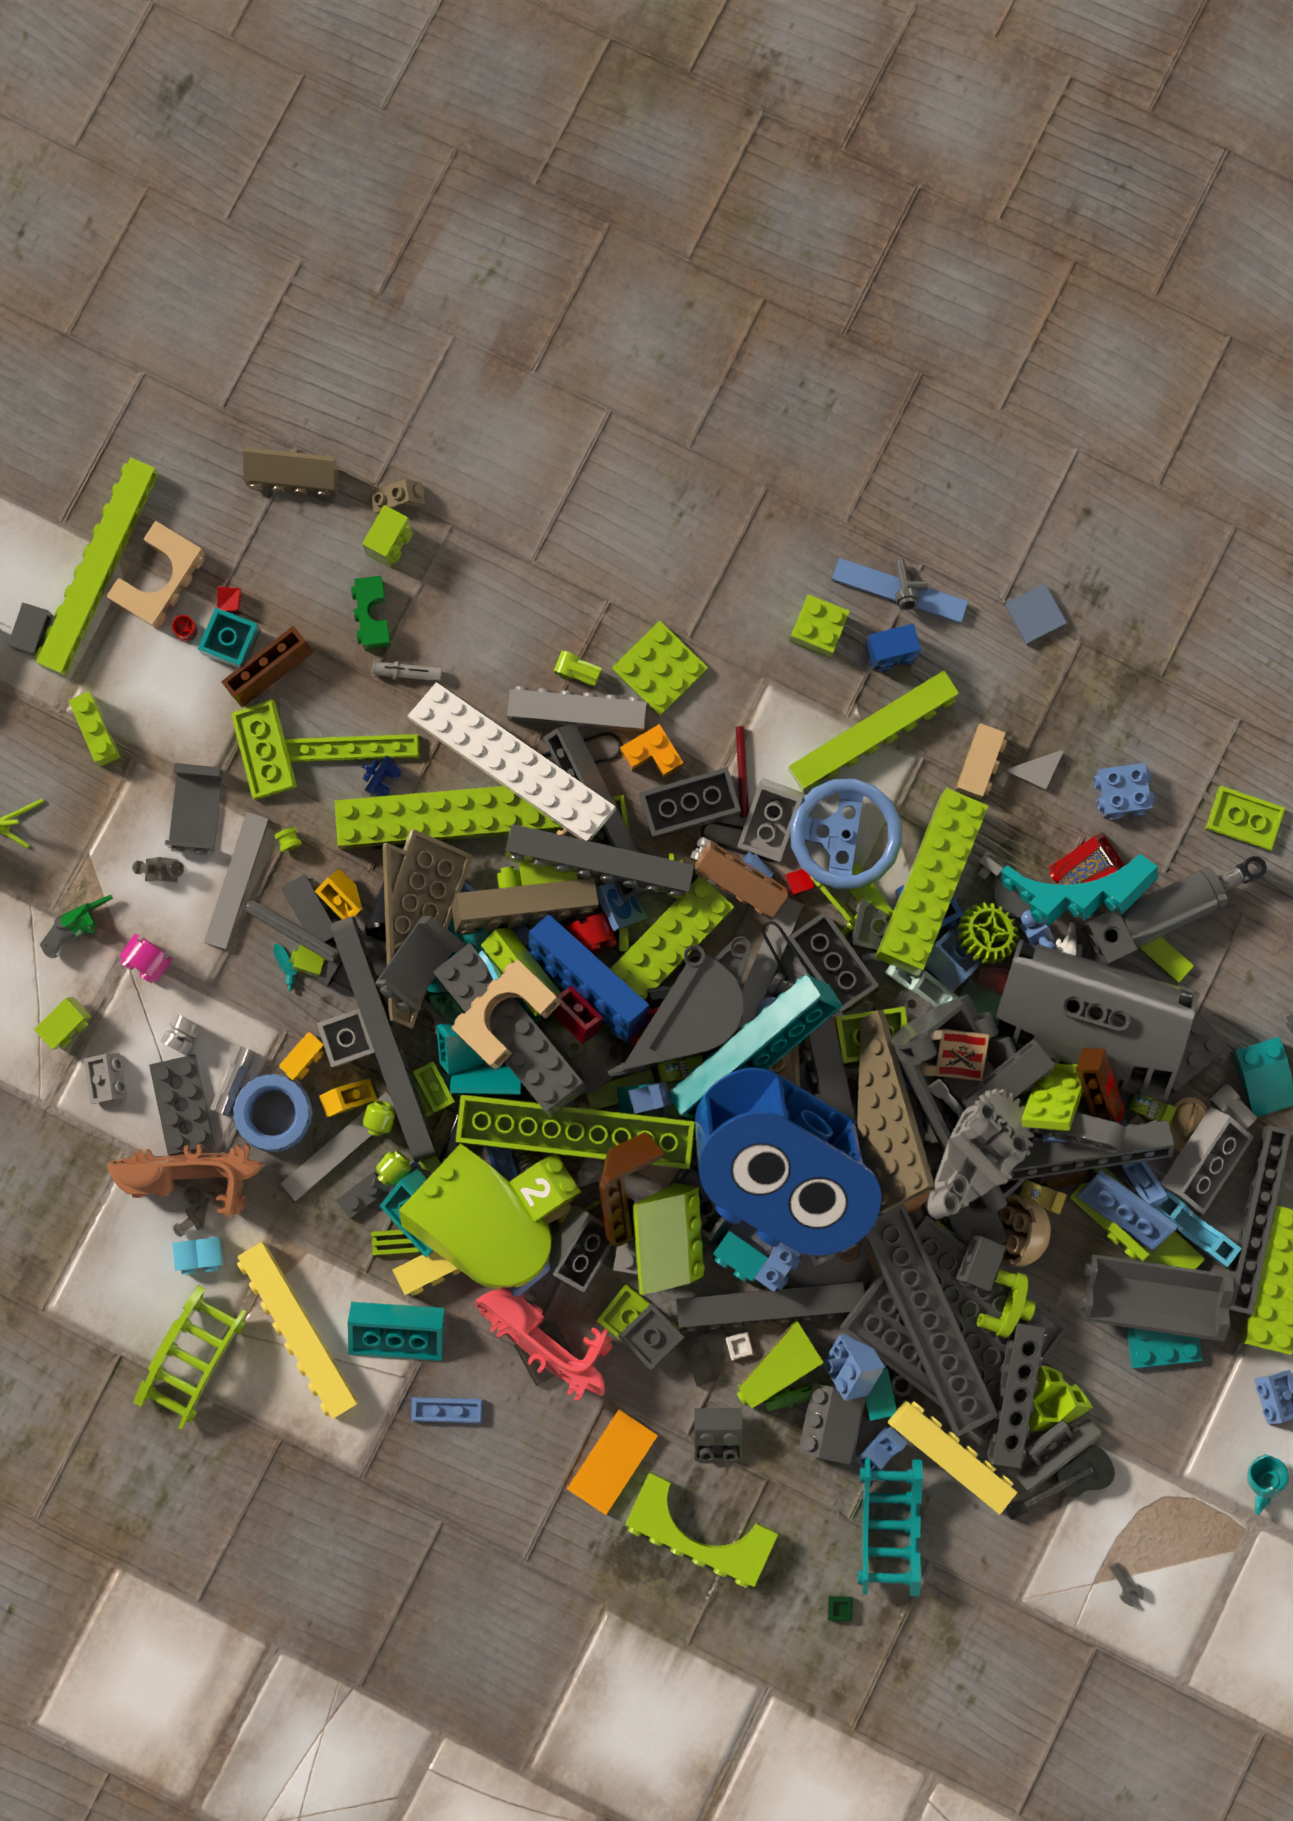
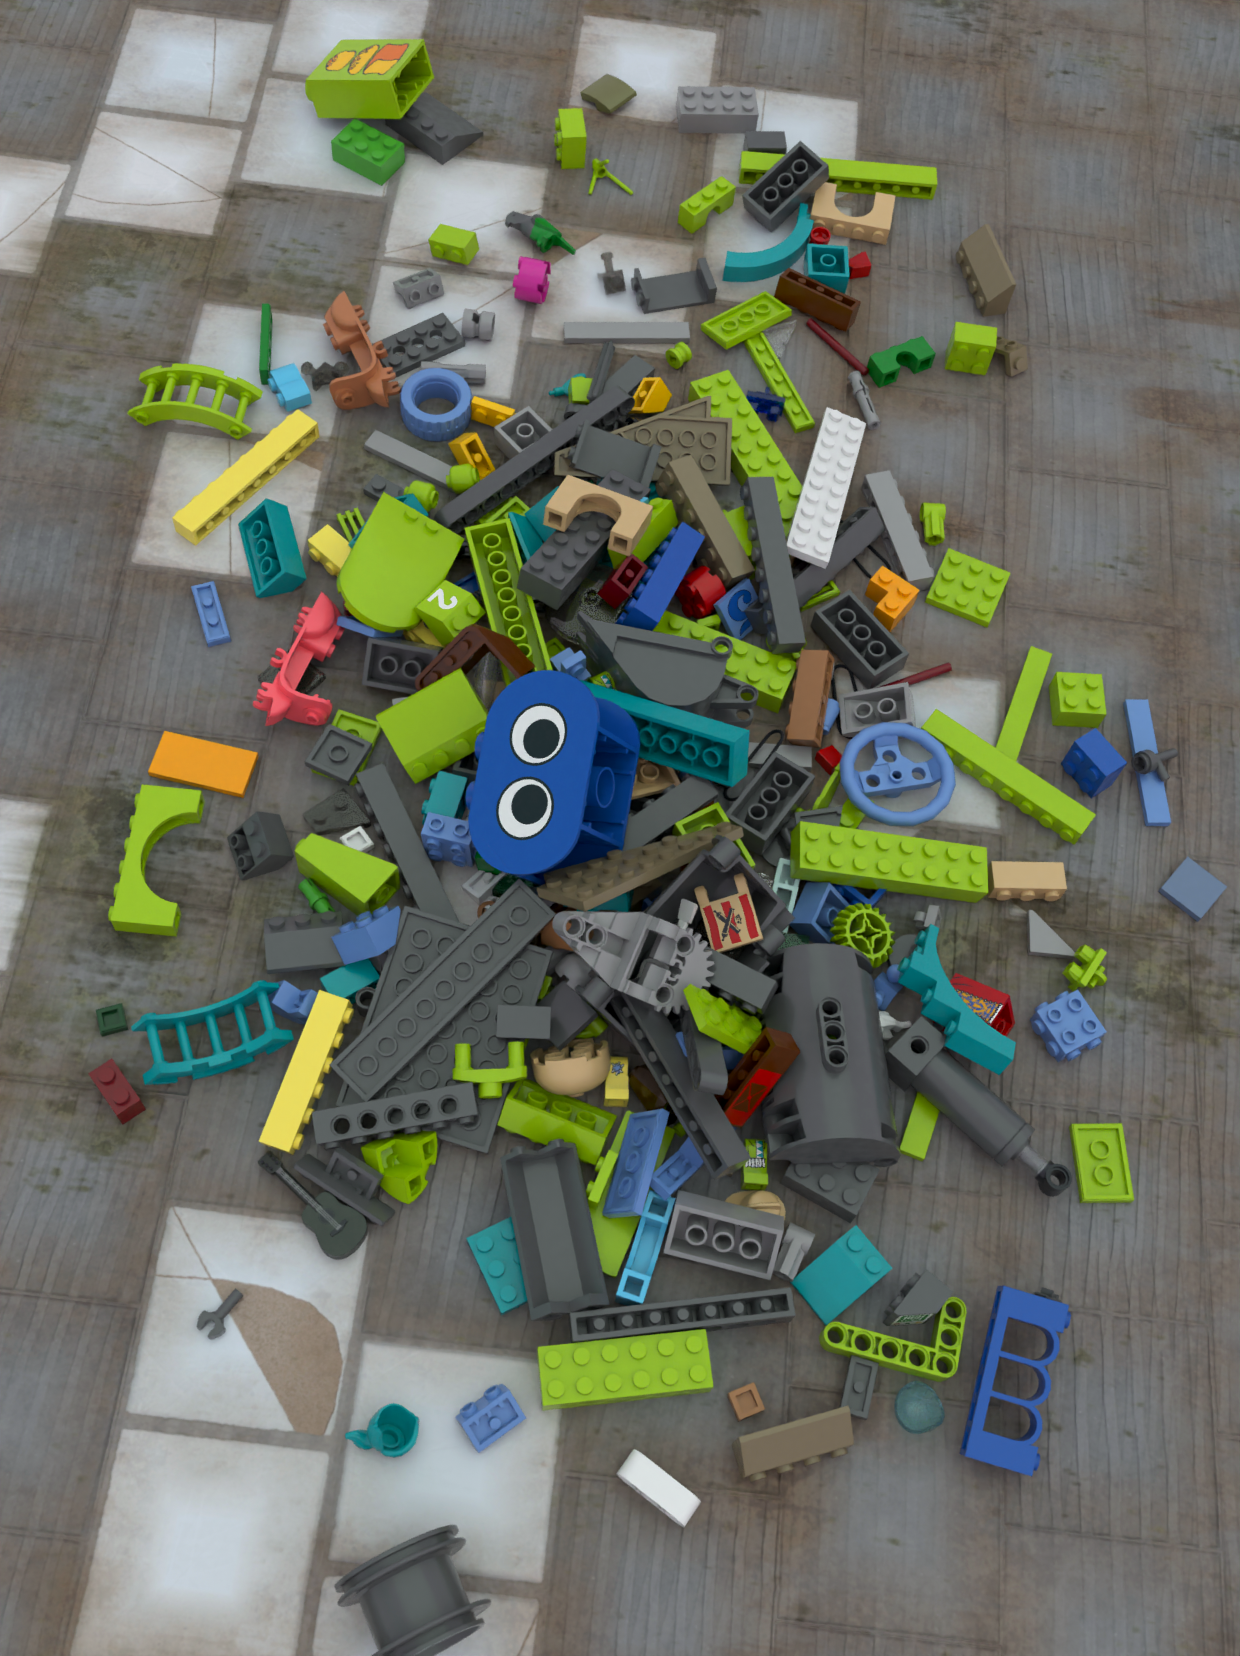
camera: 60 degrees right, 20 degrees down
(109, 638) = (785, 186): none -> dark grey brick
(132, 1262) = (265, 343): none -> green tile
(196, 706) = (772, 261): none -> teal arch
(326, 668) = (837, 347): none -> dark red bar
(803, 677) = (1023, 702): none -> lime tile
(912, 1620) = (117, 1091): none -> dark red brick
(1064, 1260) = (551, 1116): none -> lime slope
(1081, 747) = (1090, 971): none -> lime hips

